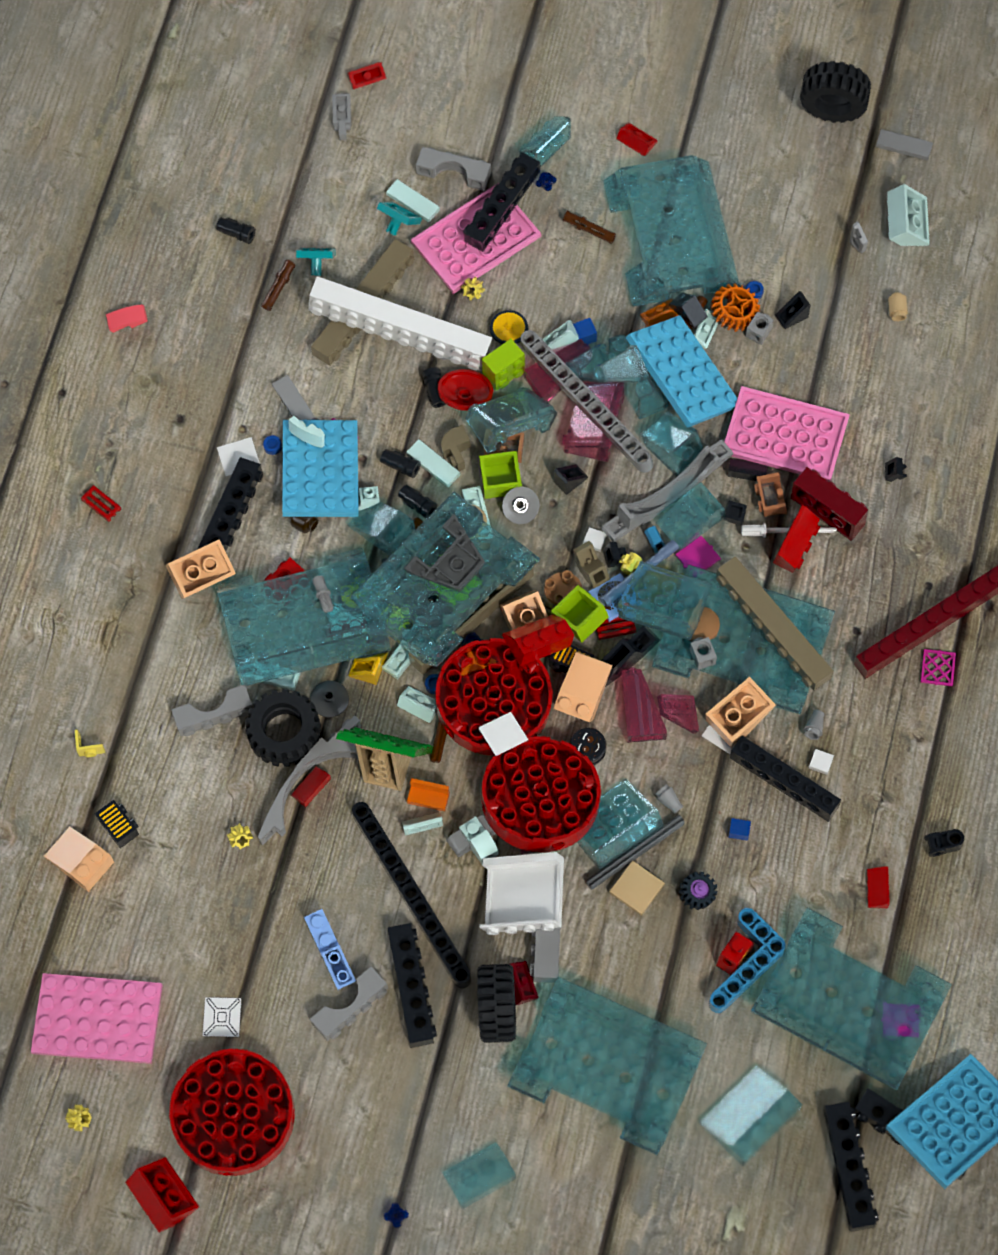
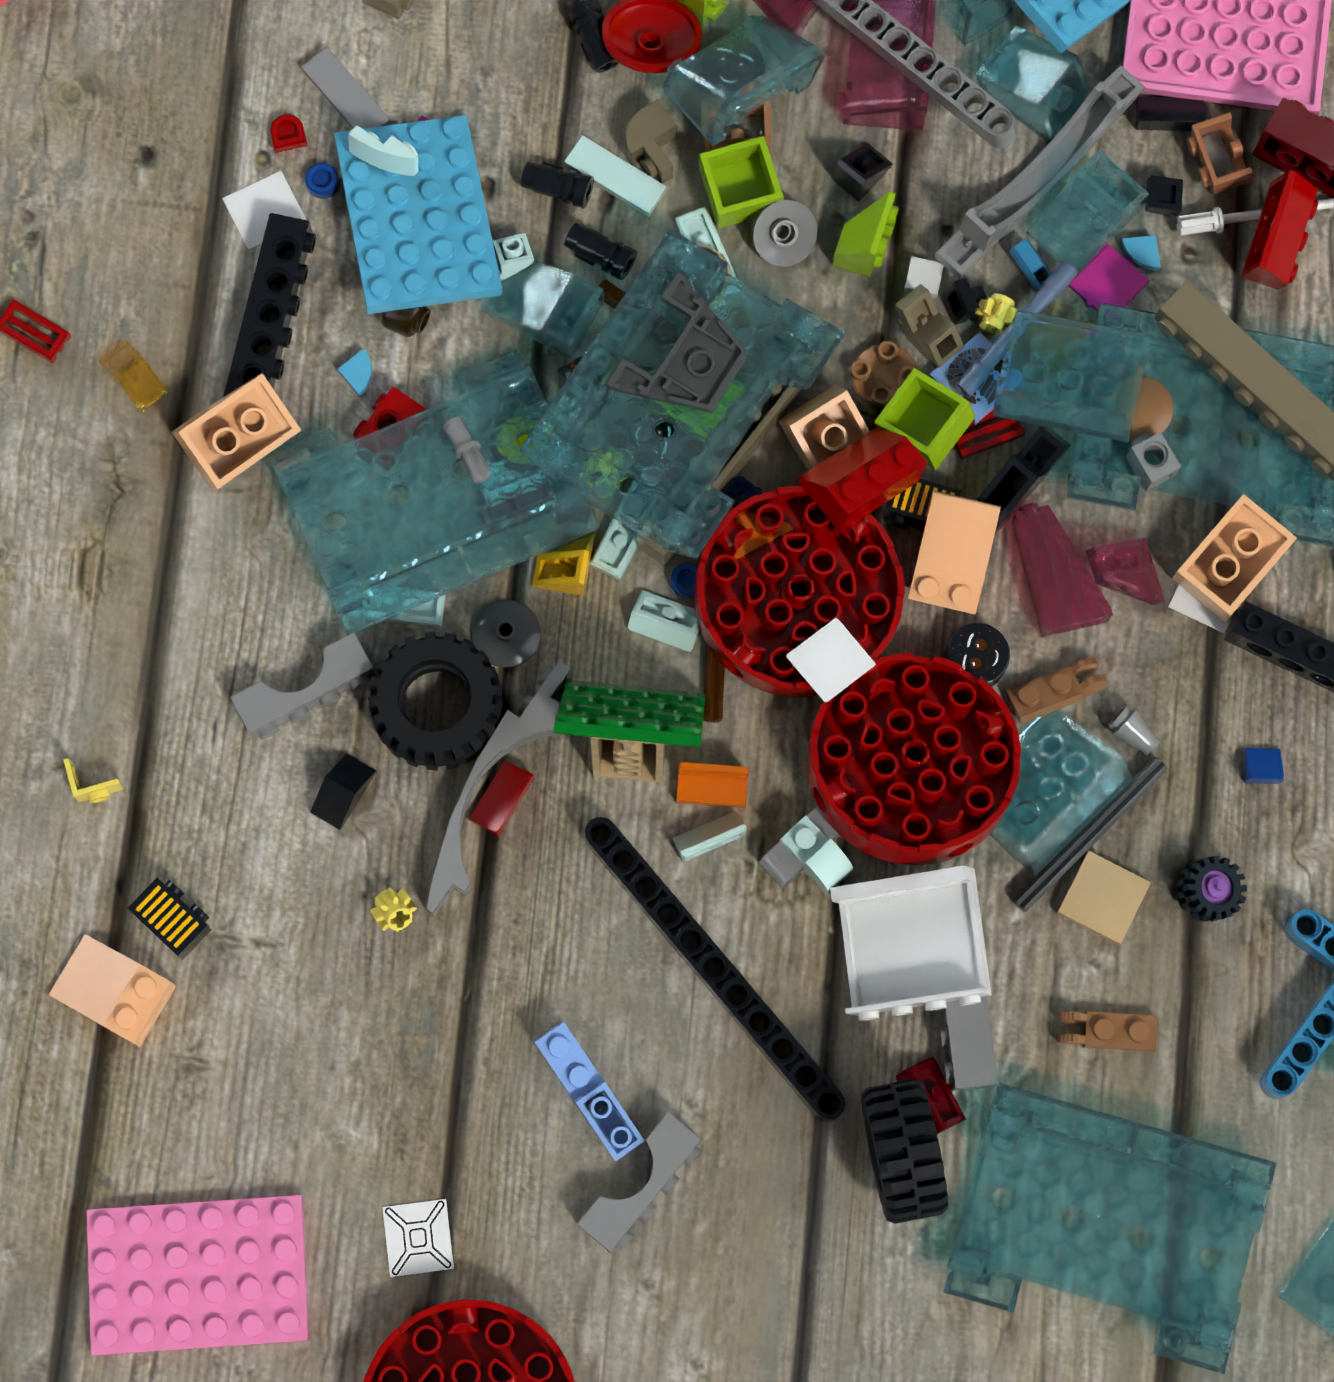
camera: 15 degrees left, 10 degrees up
(151, 534) = (133, 375): none -> clear yellow slope
(223, 769) = (342, 791): none -> black slope
(258, 417) = (287, 133): none -> red tile
(273, 548) = (357, 372): none -> medium azure tile
(397, 936) = (765, 1222): black brick -> none
(564, 512) = (866, 237): none -> lime slope
(628, 961) = (1111, 1031): none -> medium nougat hinge
(629, 771) = (1055, 690): none -> medium nougat hinge
(719, 541) = (1143, 251): none -> medium azure tile
(735, 952) = (1295, 991): red torso -> none

